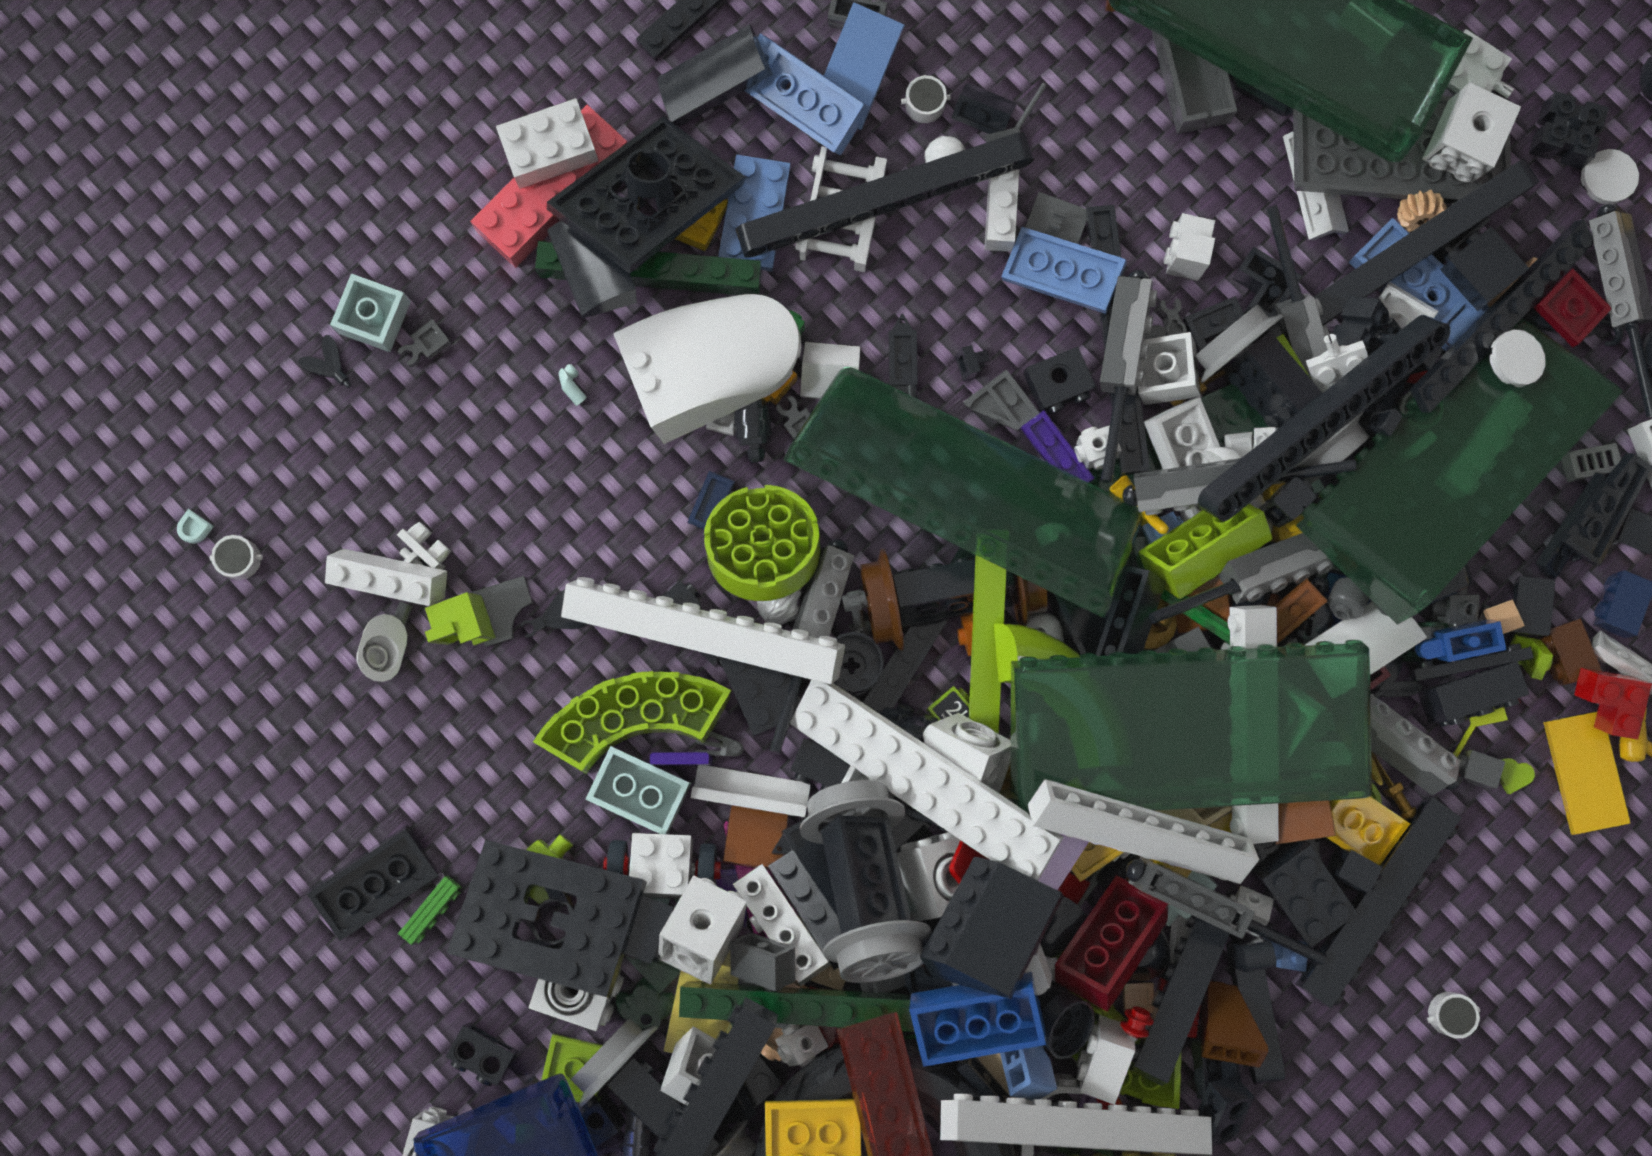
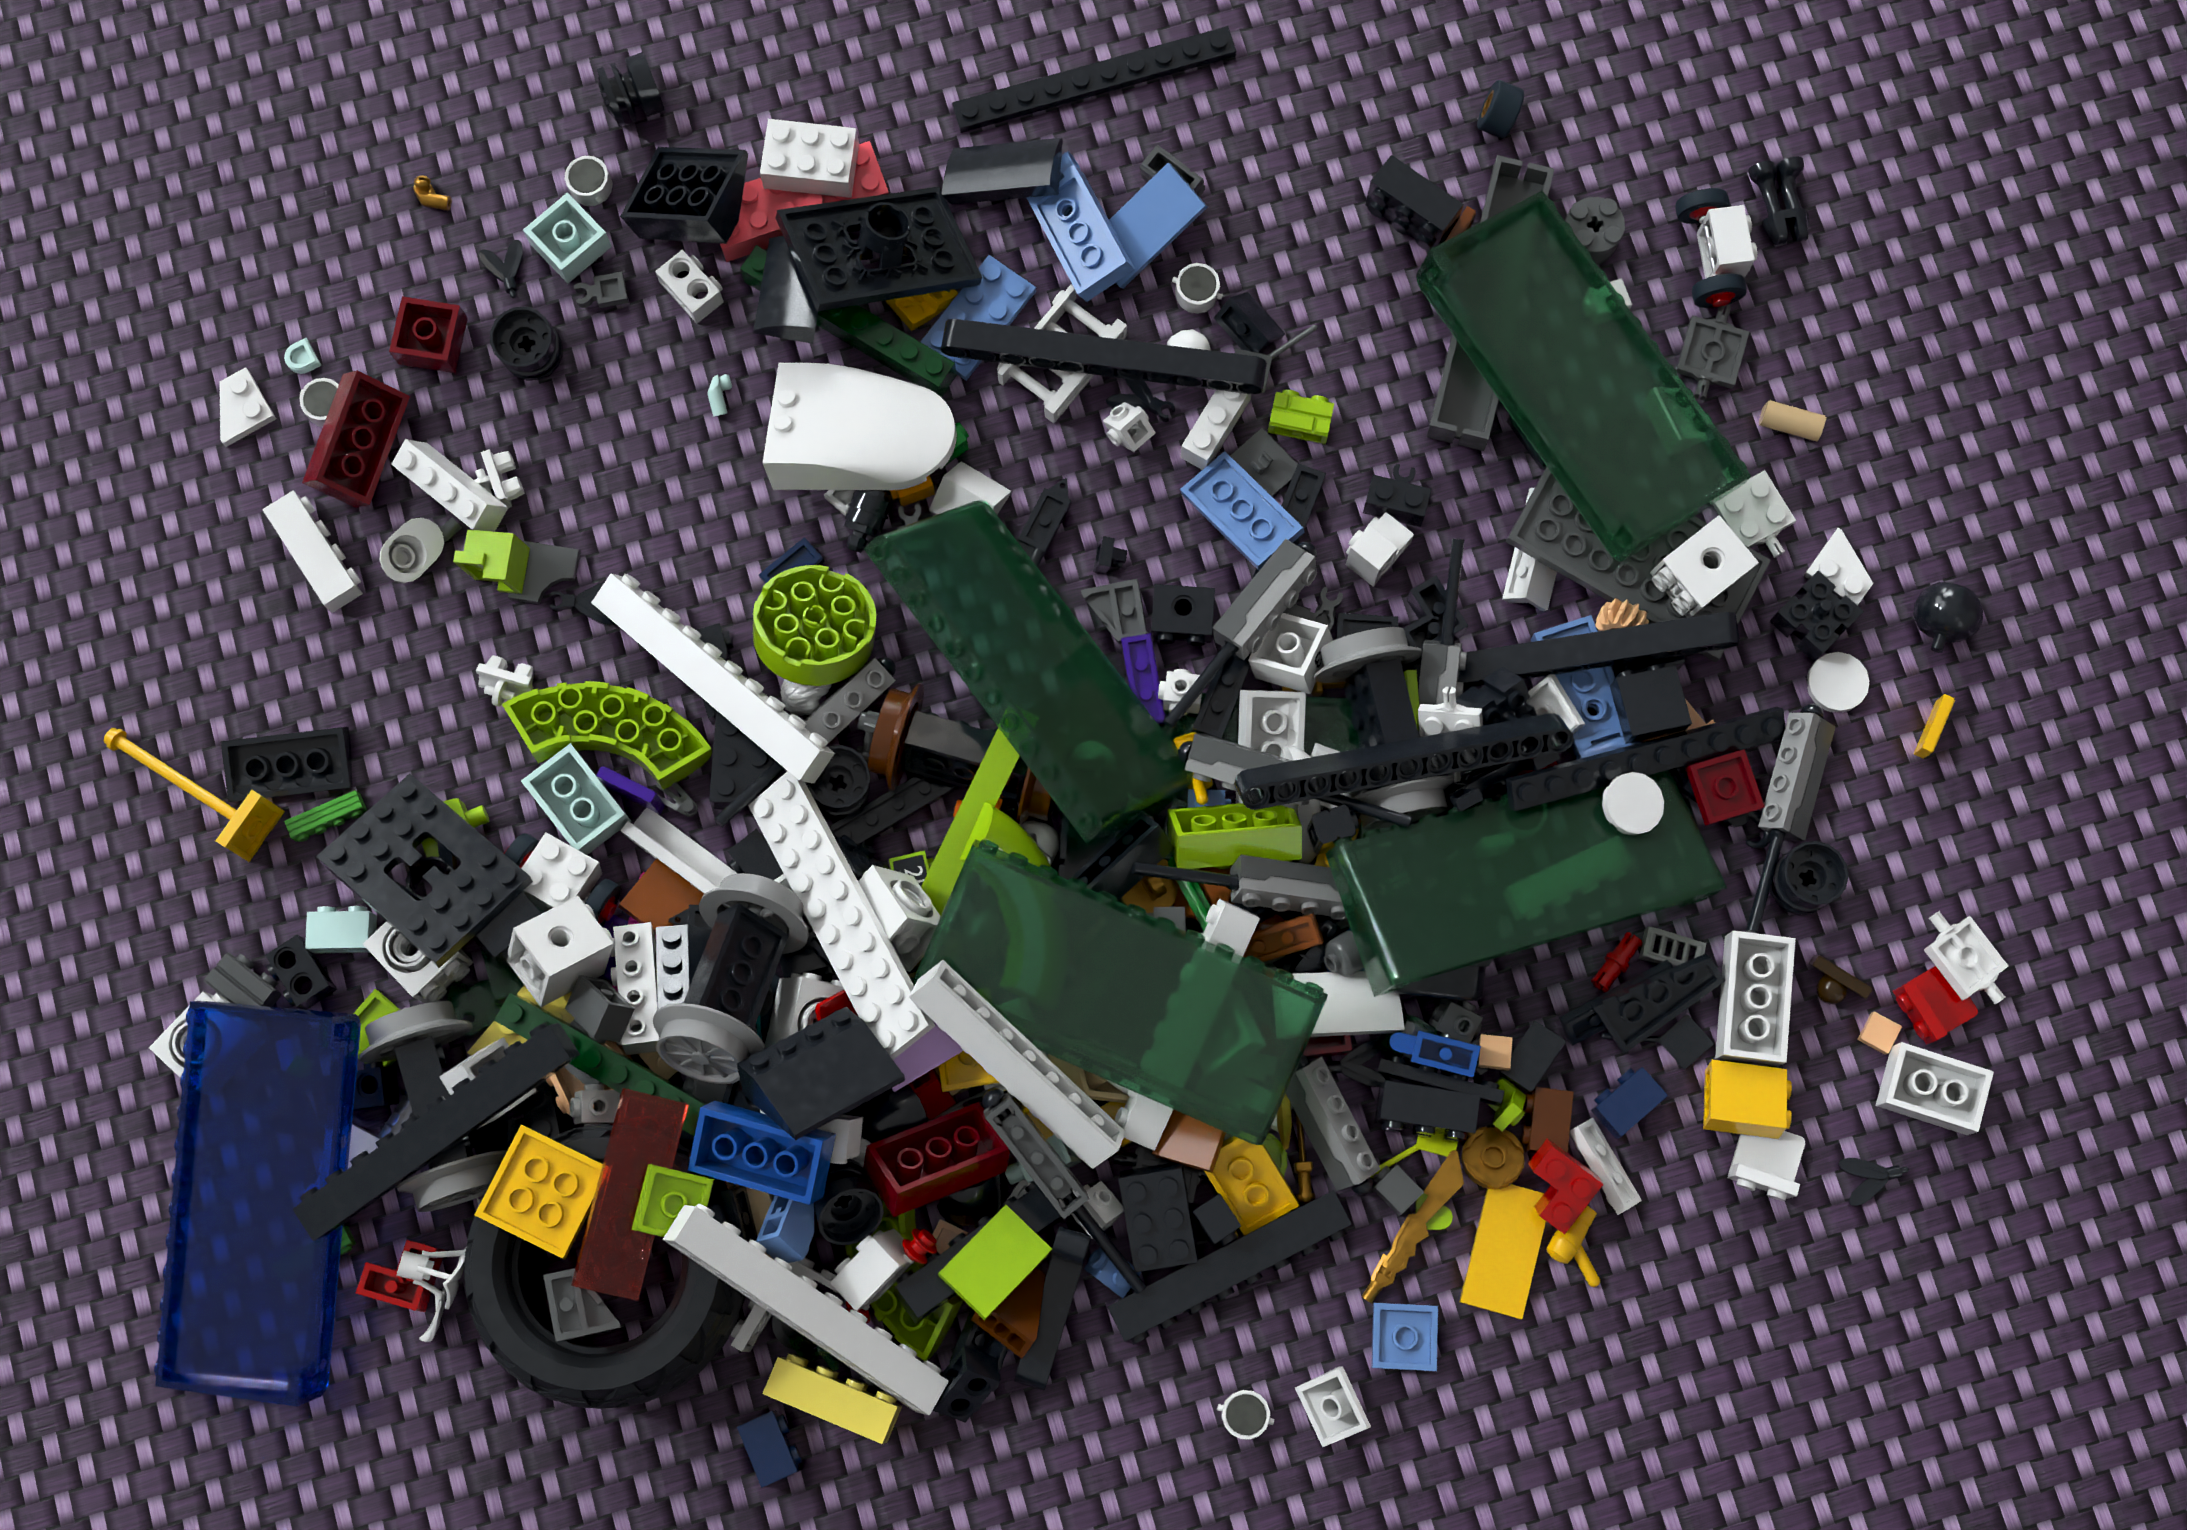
camera: 30 degrees right, 5 degrees down
(164, 596) = (241, 407): none -> white wing
(227, 334) = (428, 196): none -> pearl gold arm
(282, 576) = (356, 439): none -> dark red brick
(295, 455) = (428, 334): none -> dark red brick
(295, 690) = (312, 550): none -> white brick
(356, 157) = (630, 89): none -> black wheel
(360, 254) = (588, 180): none -> piece
(370, 426) = (511, 340): none -> black wheel
(370, 953) = (246, 826): none -> yellow tile
(438, 1090) = (240, 984): none -> dark grey brick
(458, 225) = (688, 195): none -> black slope
(494, 309) = (686, 288): none -> white brick
(498, 1002) = (339, 930): none -> light aqua brick
(521, 722) = (503, 683): none -> white hips
(920, 1101) = (664, 1196): none -> lime tile
(926, 217) = (1143, 398): none -> black piece
(932, 244) = (1128, 426): none -> white brick
(1068, 166) = (1301, 416): none -> lime brick
(1183, 196) = (1398, 498): none -> black brick
(1203, 1002) = (995, 1262): none -> lime tile
(1508, 796) = (1414, 1229): none -> pearl gold sword
(1520, 971) = (1332, 1406): none -> white slope
(1545, 706) = (1492, 1158): none -> pearl gold tile
(1546, 885) = (1404, 1337): none -> medium blue plate
(1555, 495) = (1616, 962): none -> red pin
(1564, 77) = (1842, 567): none -> white wing

